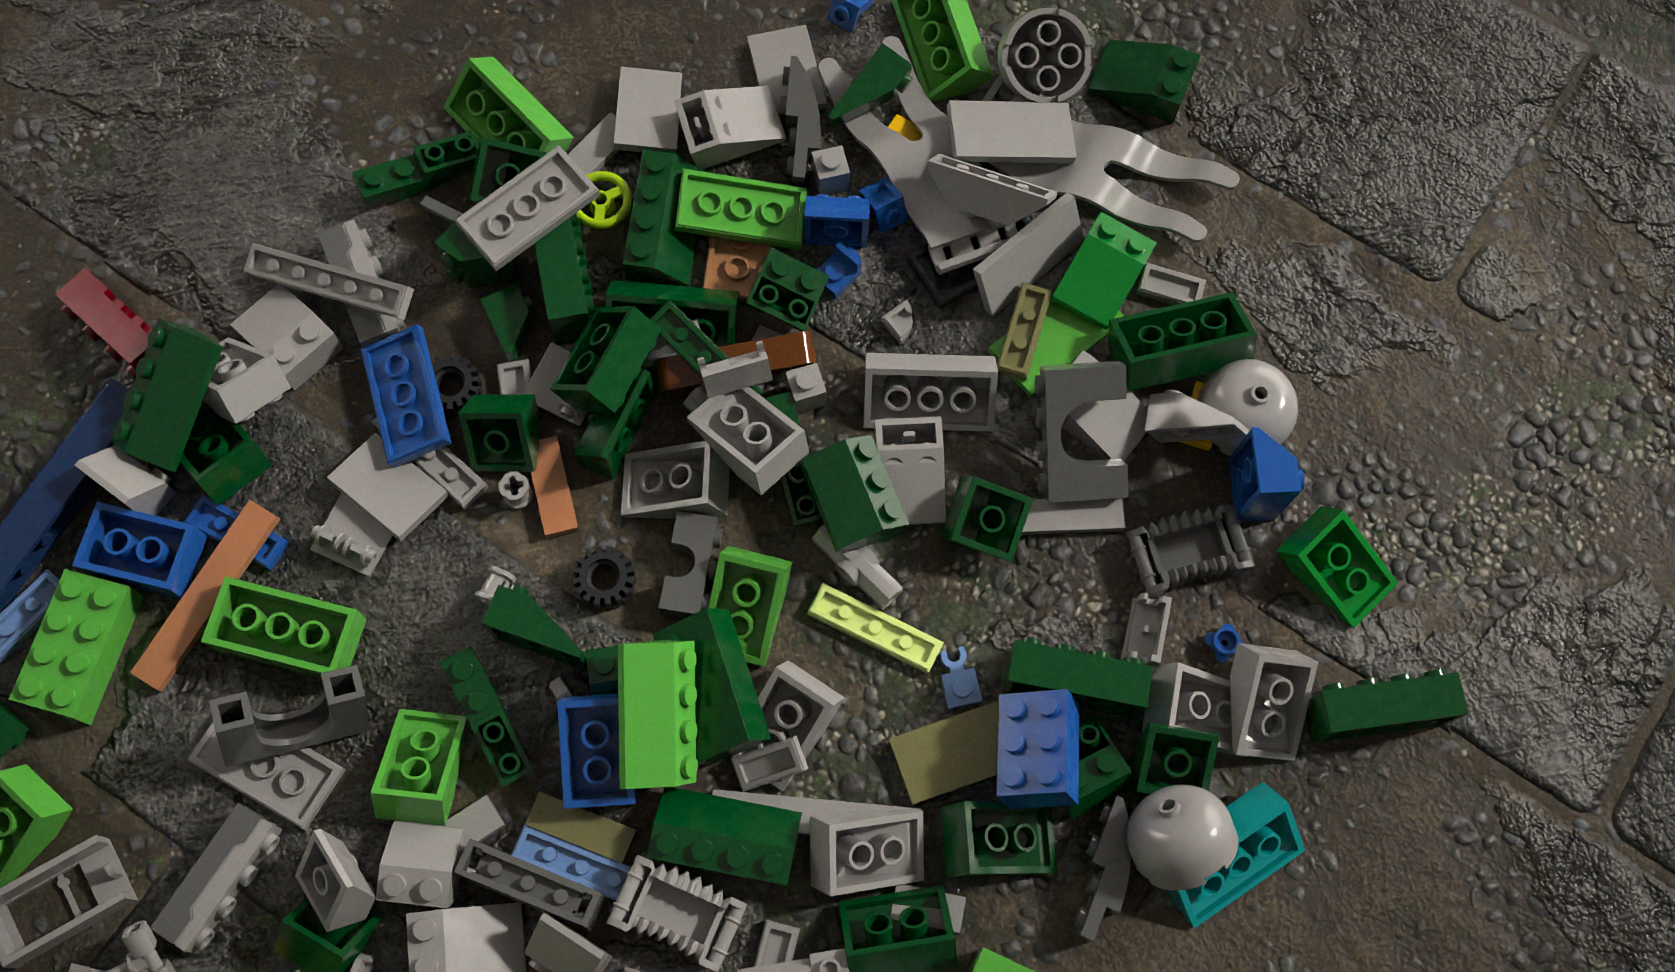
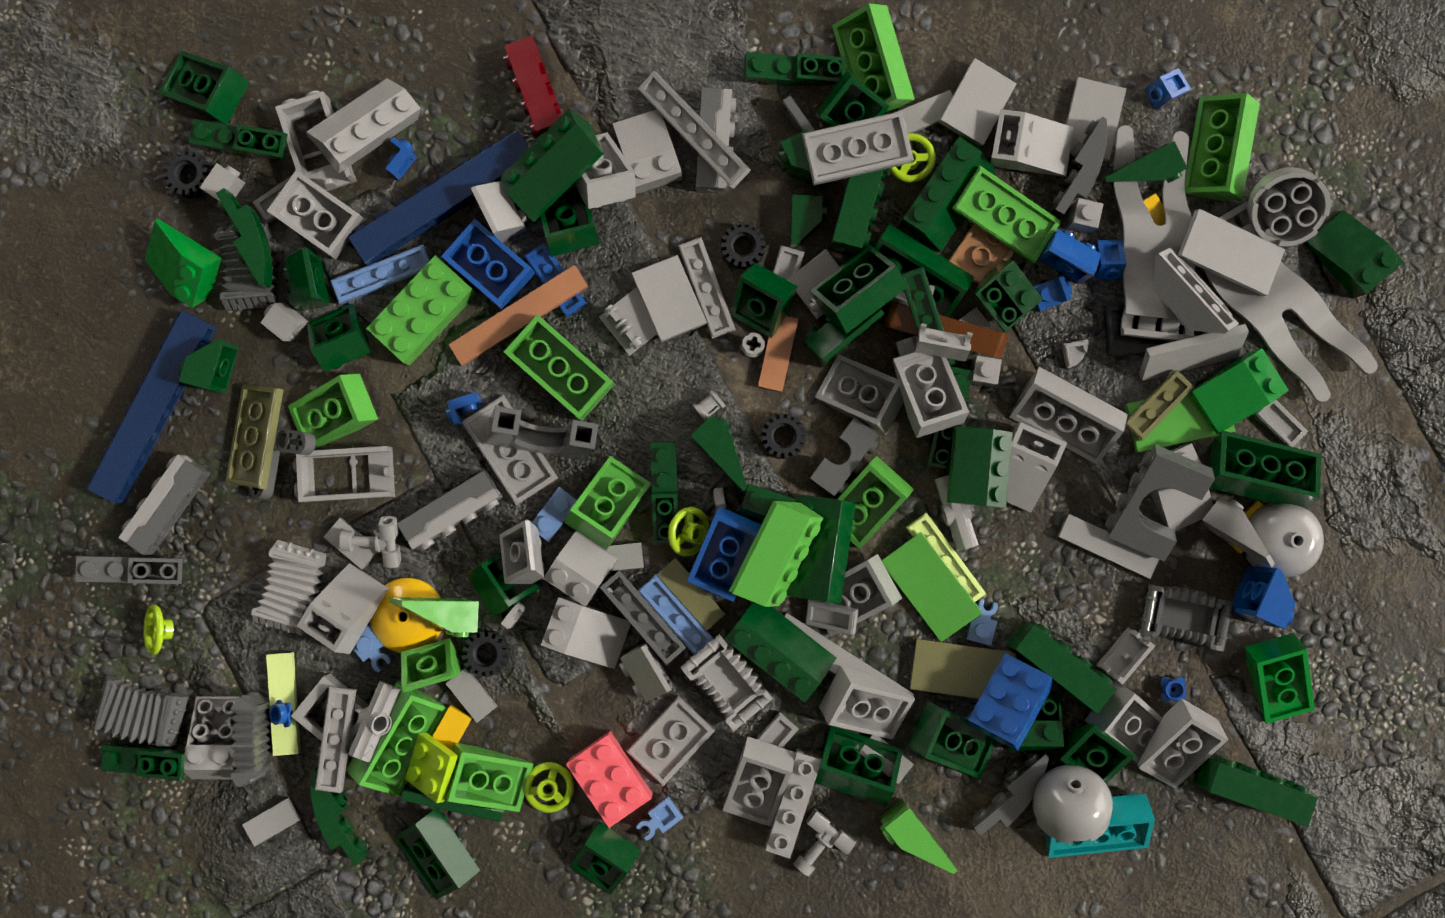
camera: 30 degrees right, 15 degrees up
(179, 734) = (465, 403): none -> blue bracket
(357, 817) = (554, 514): none -> medium blue plate
(405, 396) = (709, 240): blue tile -> none
(542, 747) = (691, 532): none -> lime piece
(873, 666) = (931, 586): none -> bright green tile
(986, 518) = (1059, 526): dark green slope -> none

